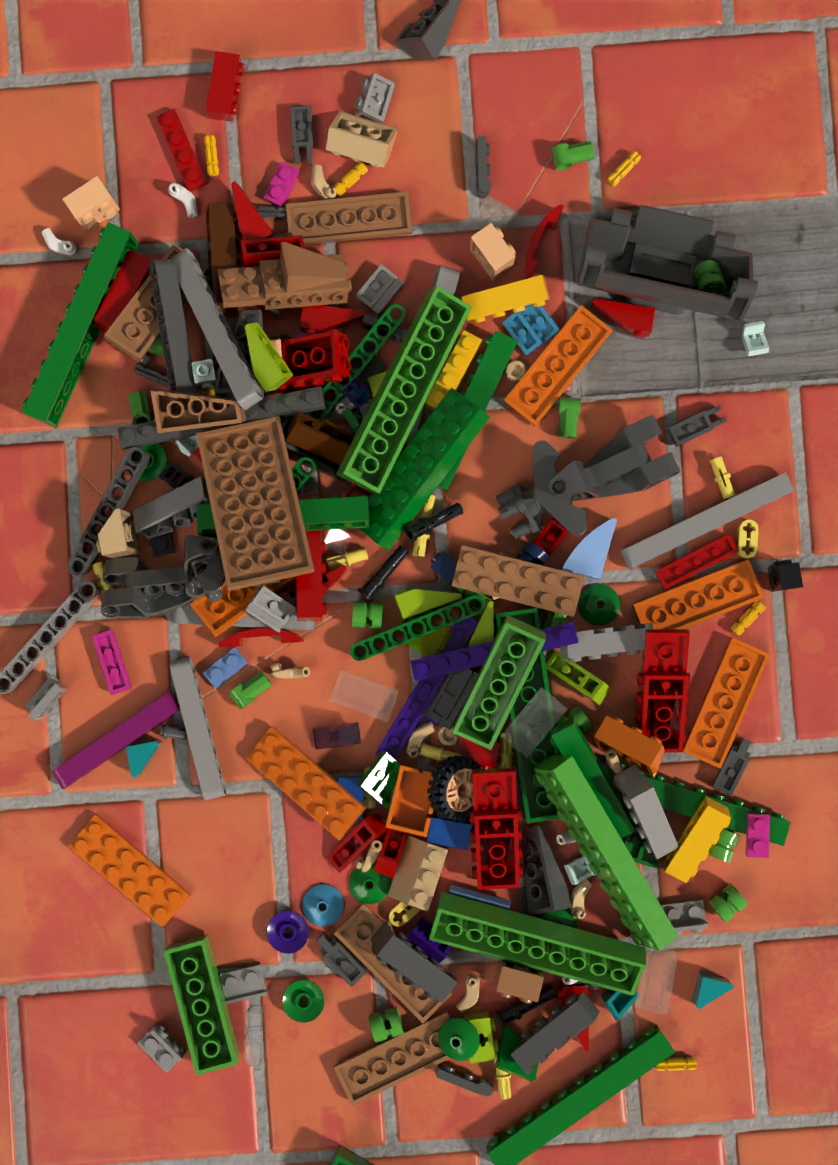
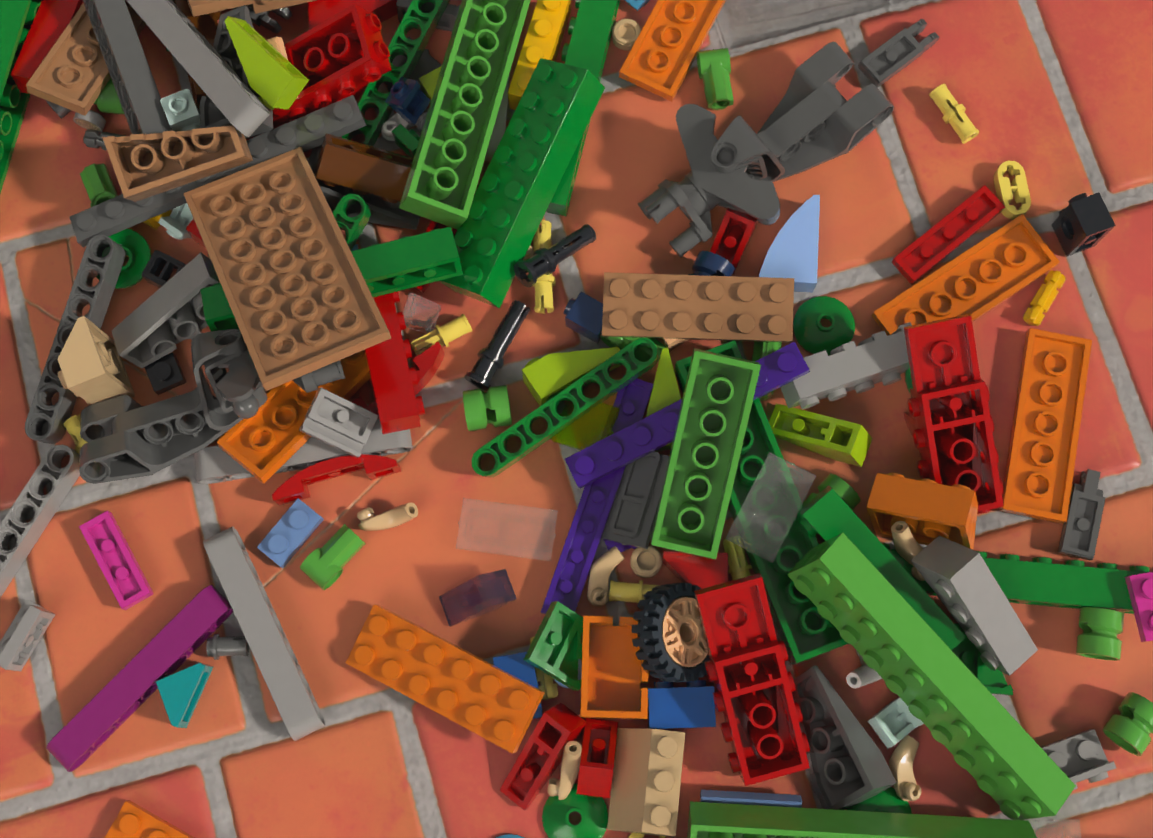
camera: 15 degrees left, 10 degrees down
(697, 839) = (1061, 633): yellow brick -> none
(707, 520) = (947, 176): light grey beam -> none

